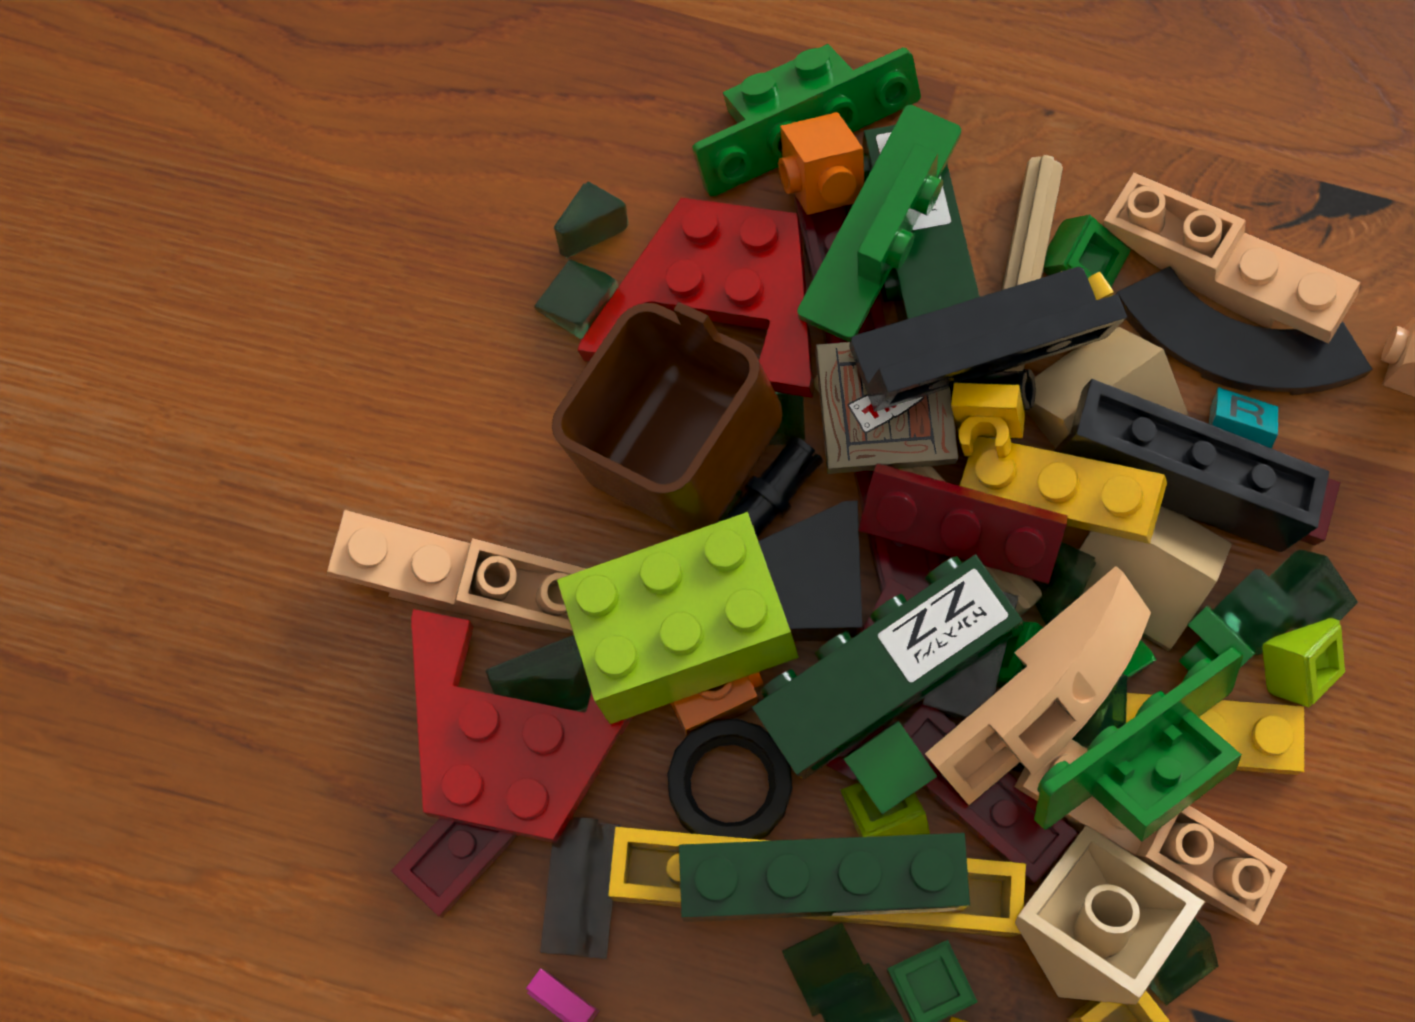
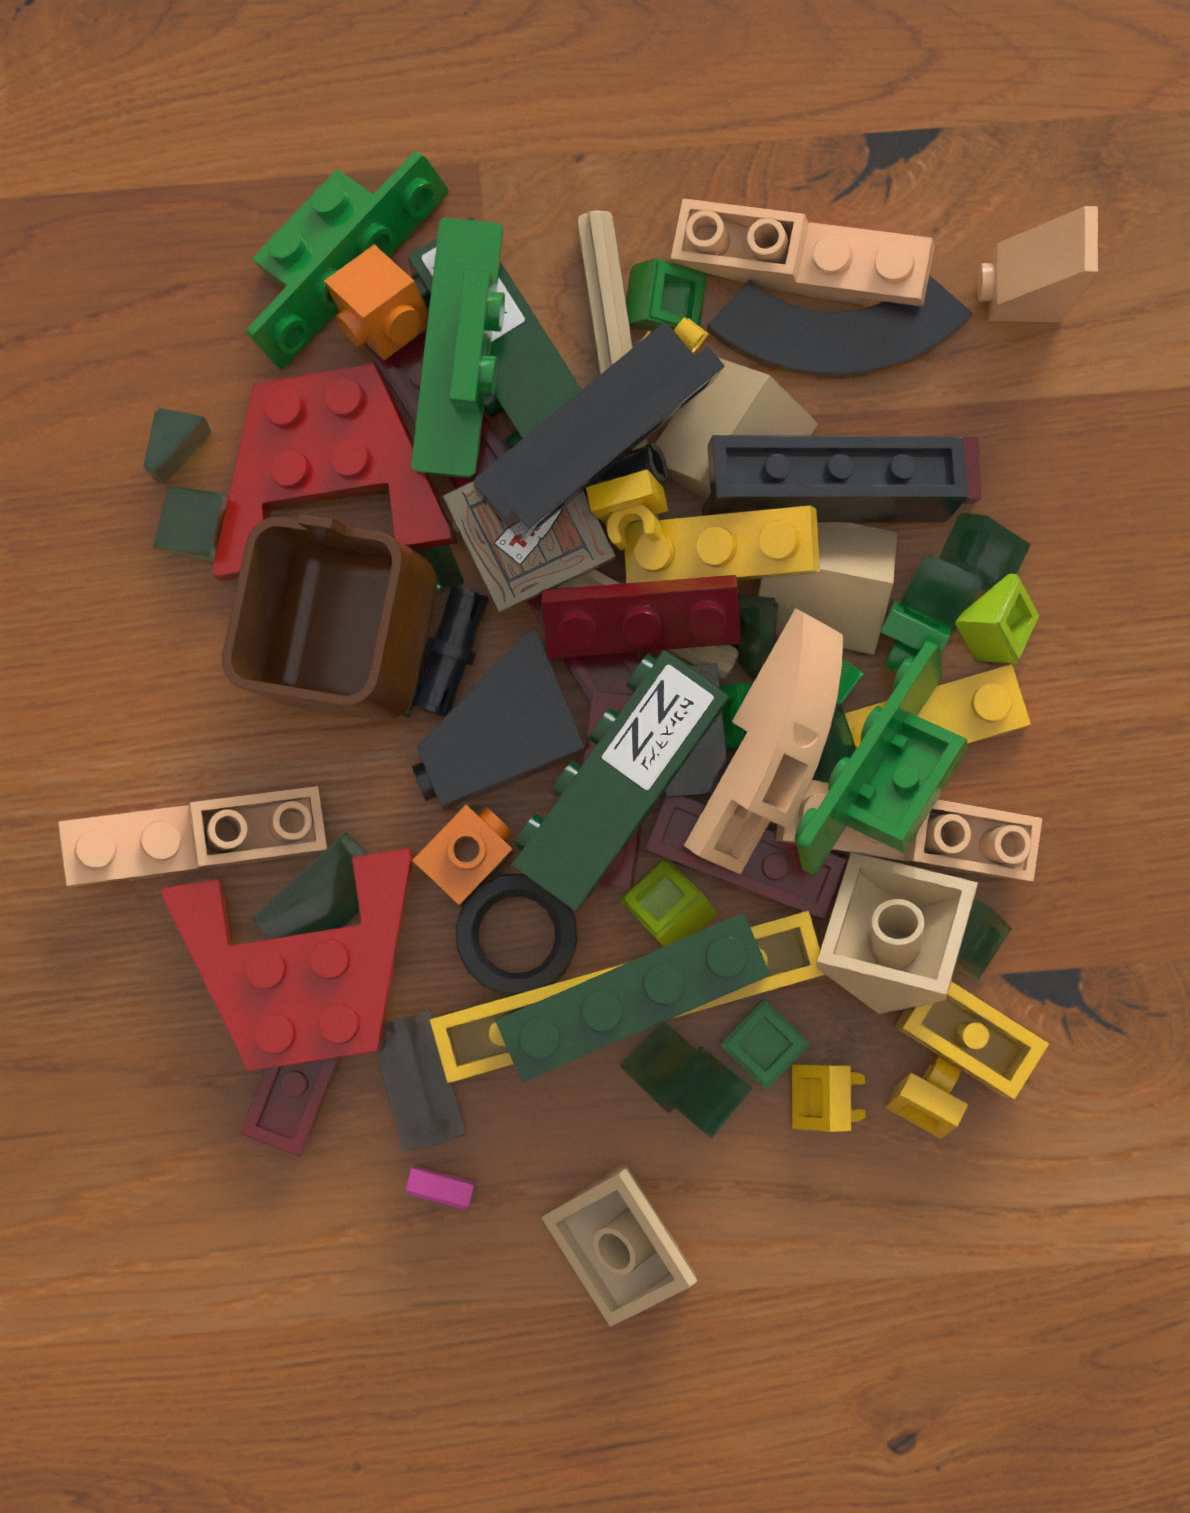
camera: 25 degrees left, 10 degrees up
(677, 618) = (412, 810): lime brick -> none
(890, 767) = (656, 867): green tile -> none
(1244, 417) = (868, 409): teal tile -> none

